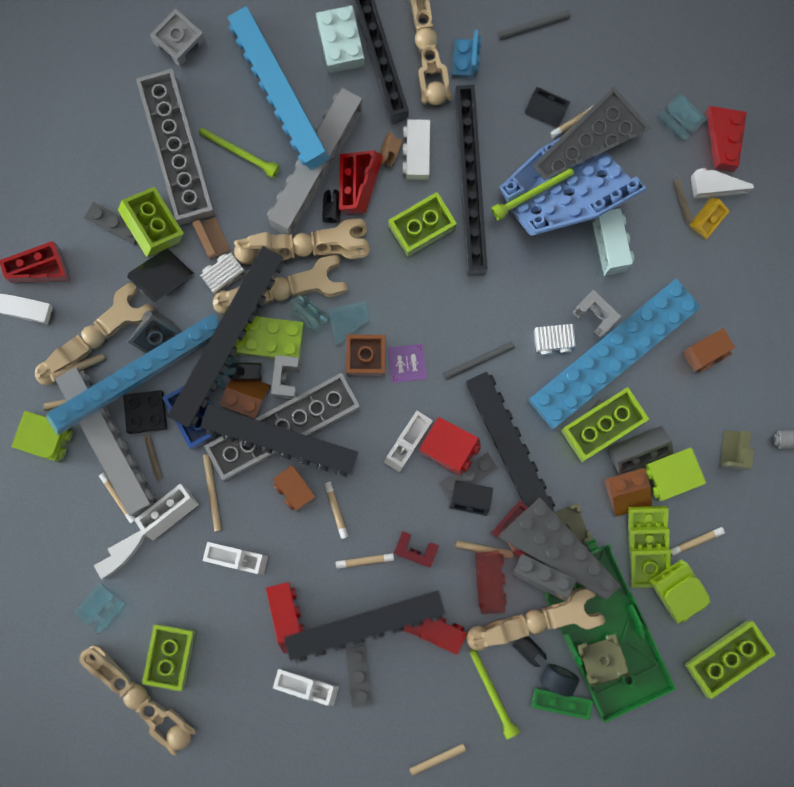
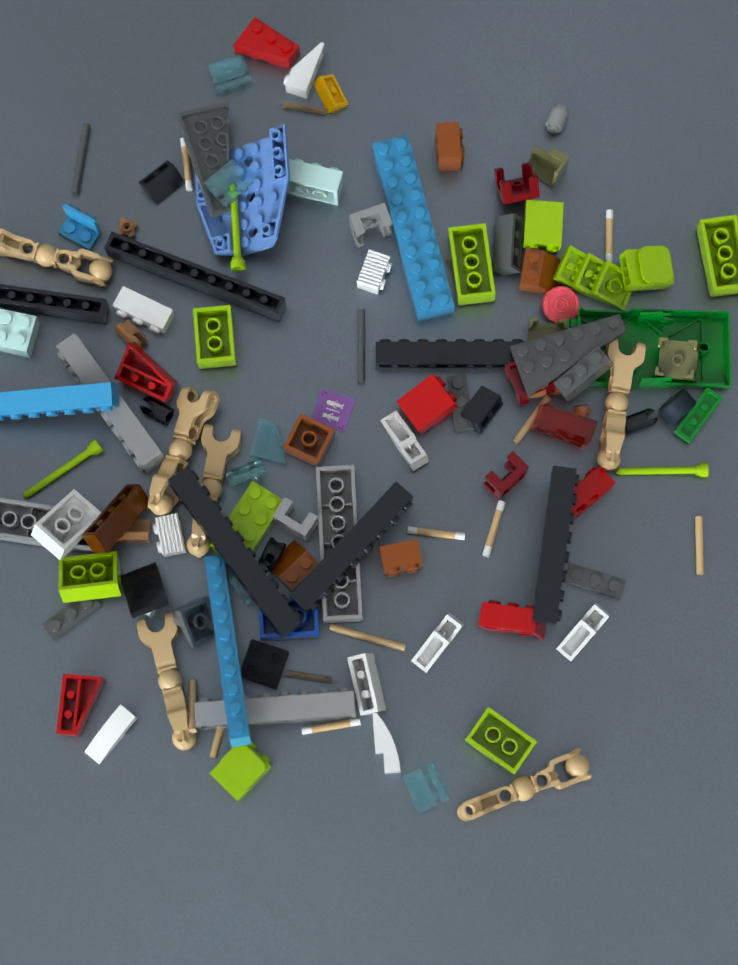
camera: 60 degrees left, 5 degrees down
(184, 177) = (65, 524): none -> white slope
(210, 218) = (116, 518): none -> reddish brown brick
(485, 102) = (130, 232): none -> medium nougat plate
(513, 592) = (582, 410): none -> medium nougat plate
(572, 160) = (225, 178): none -> clear light blue plate
(606, 525) = (560, 304): none -> coral tile
(700, 434) = (519, 188): none -> dark red panel

